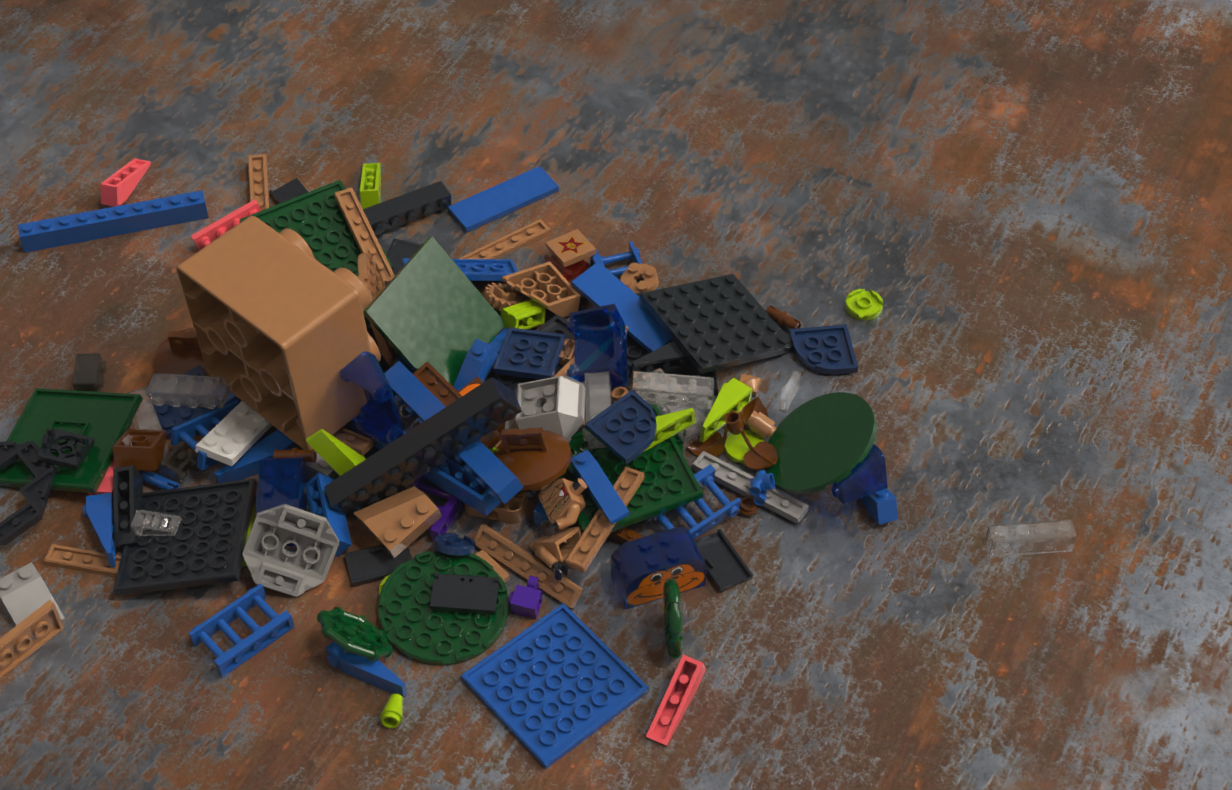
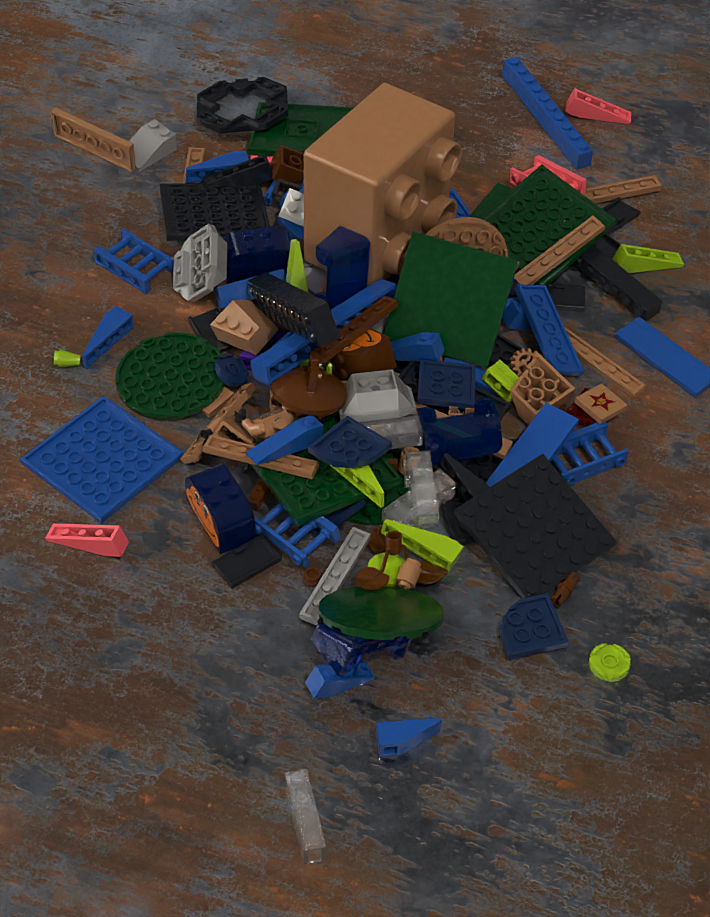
camera: 80 degrees right, 0 degrees up
(83, 447) = (277, 133): black piece -> none
(143, 518) = (221, 189): clear slope -> none
(354, 634) = (133, 312): dark green plate -> none
(464, 596) = (177, 384): black door -> none
(526, 600) = (181, 425): dark purple brick -> none
(640, 271) = (582, 459): medium nougat plate -> none
(672, 618) = (174, 515): dark green plate -> none
(751, 381) = (468, 568): medium nougat tile -> none
(760, 485) = (325, 574): blue plate -> none
(788, 391) = (463, 598): clear plate -> none
(944, 457) = (401, 736): none -> blue slope

